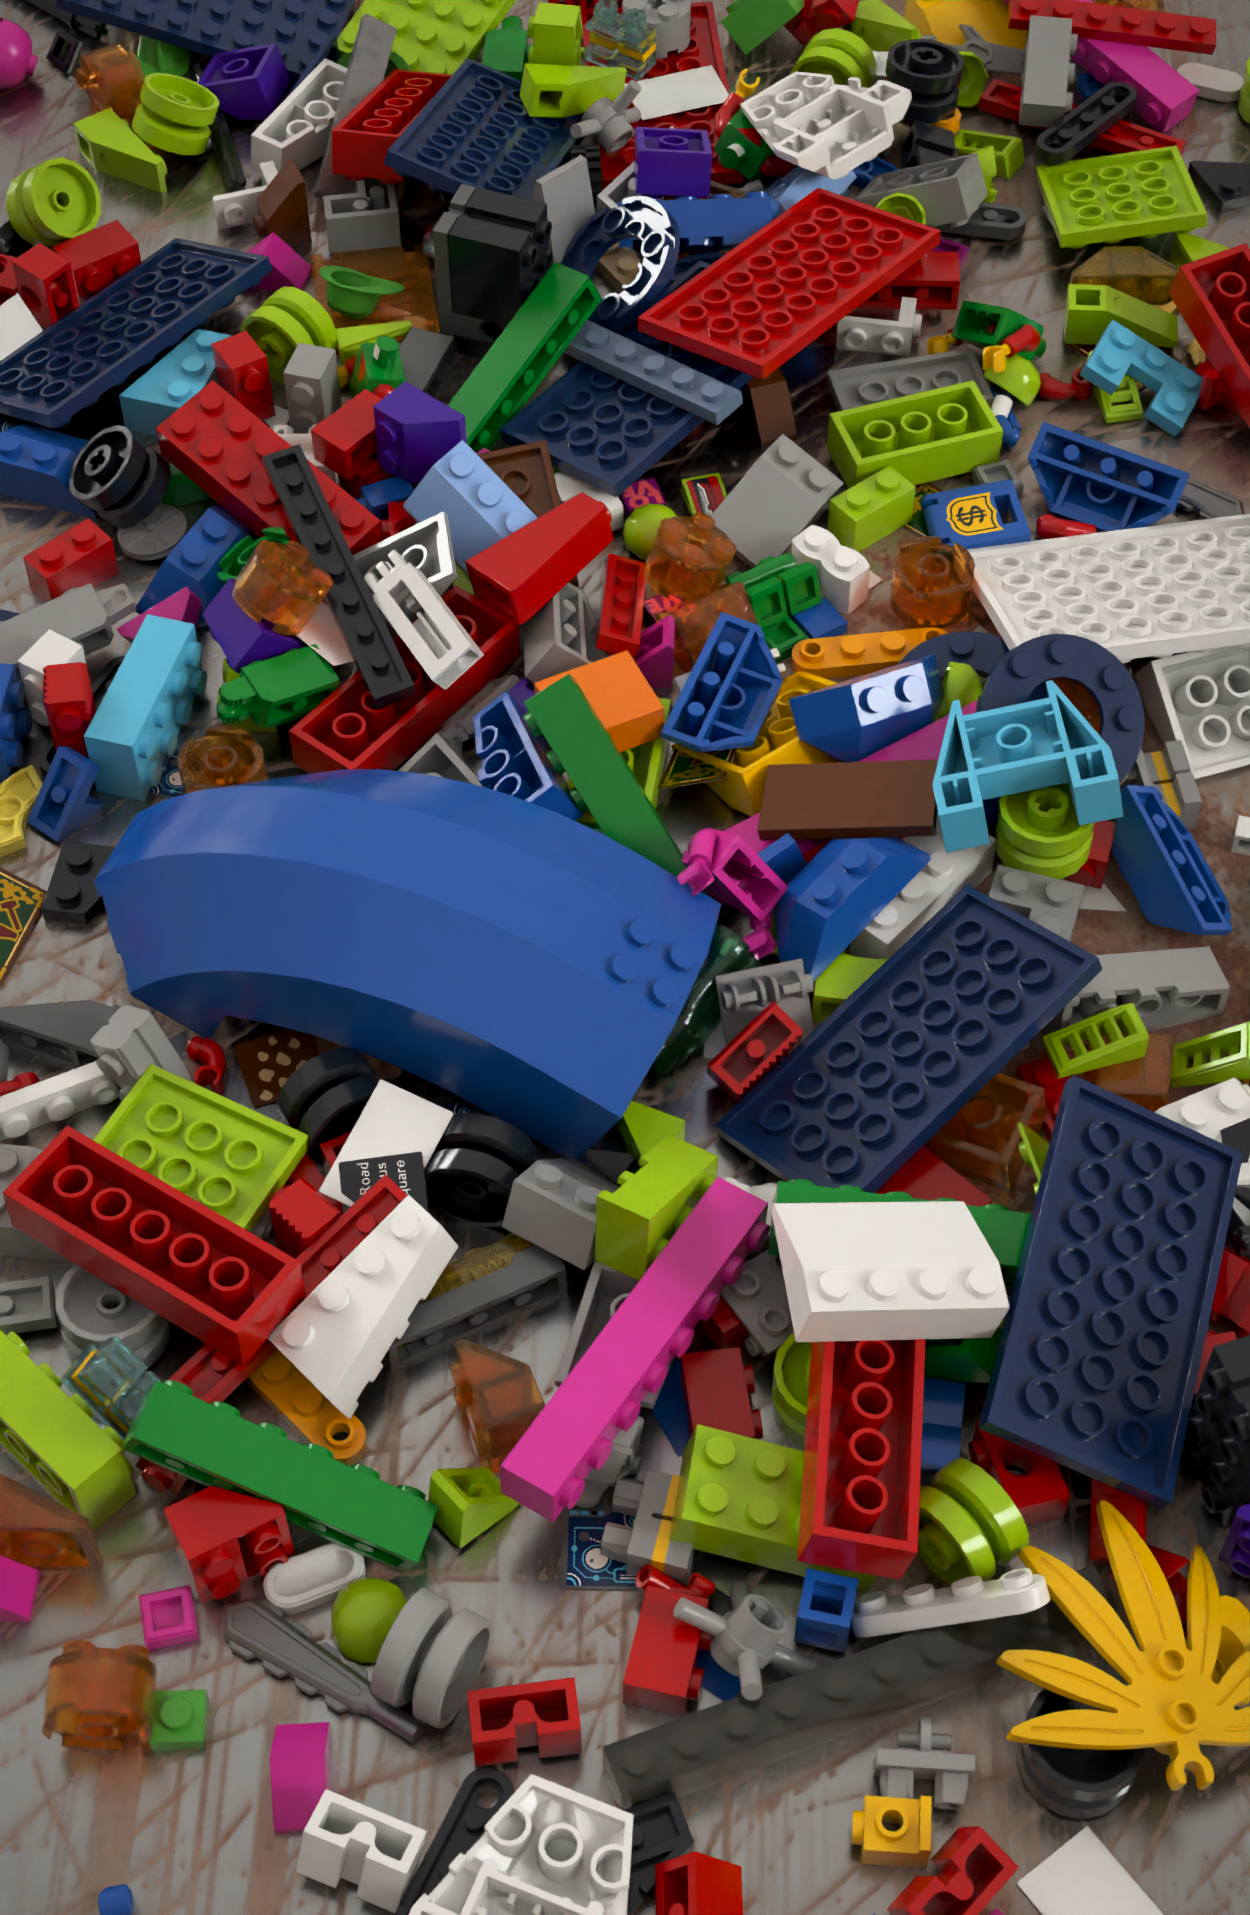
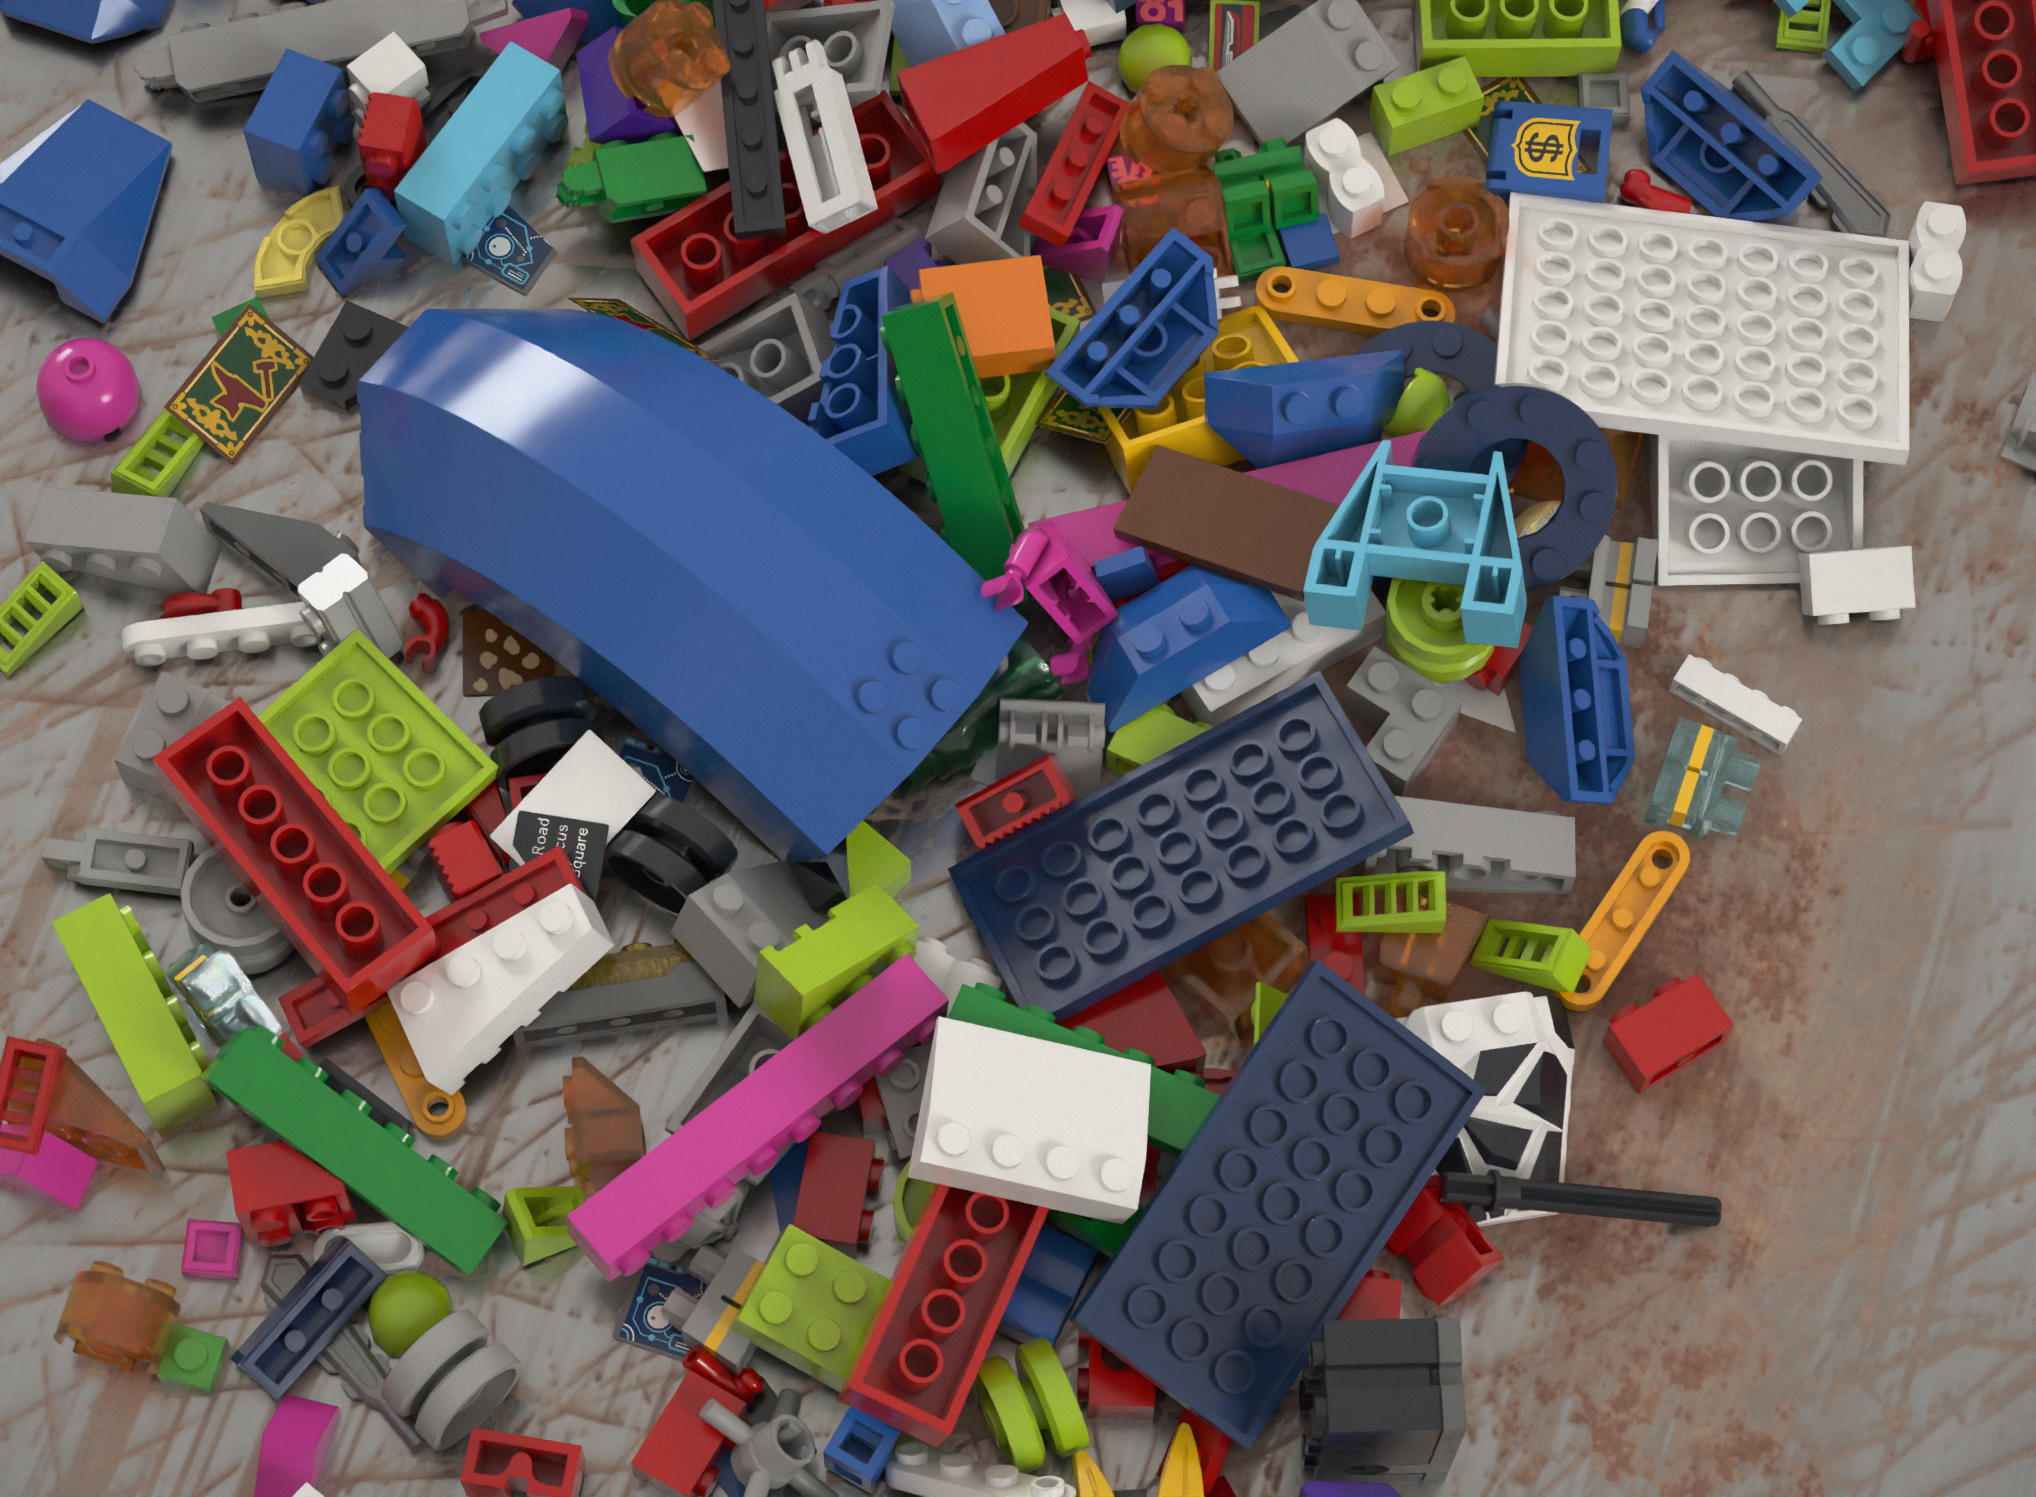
camera: 15 degrees right, 15 degrees up
(220, 759) = (544, 261): clear orange brick -> none
(278, 1647) = (309, 1316): none -> dark blue slope

